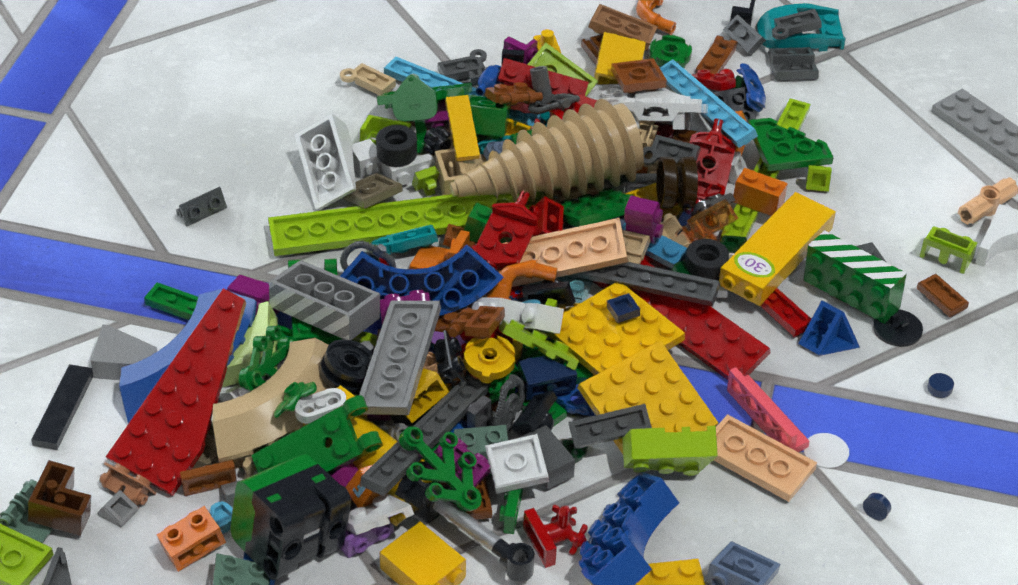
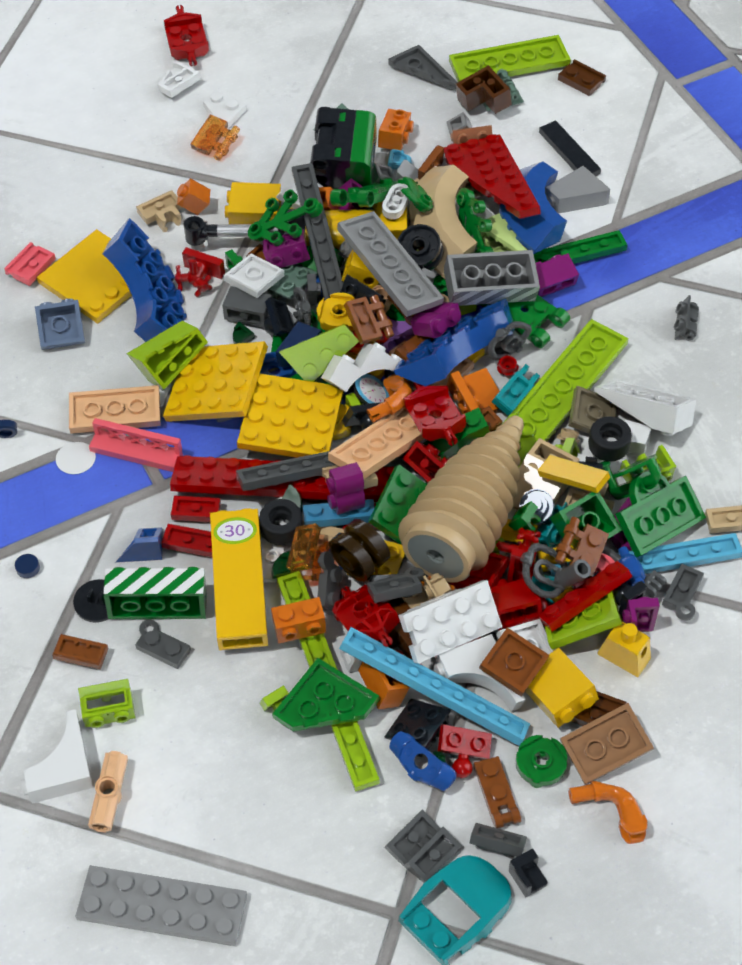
camera: 140 degrees right, 10 degrees up
(410, 190) = (568, 433): none -> tan plate
(608, 426) = (231, 330): dark grey hinge -> none
(623, 308) = (295, 423): dark blue tile -> none
(761, 330) = (194, 508): none -> red plate
(796, 24) = (452, 873): dark grey hinge -> none

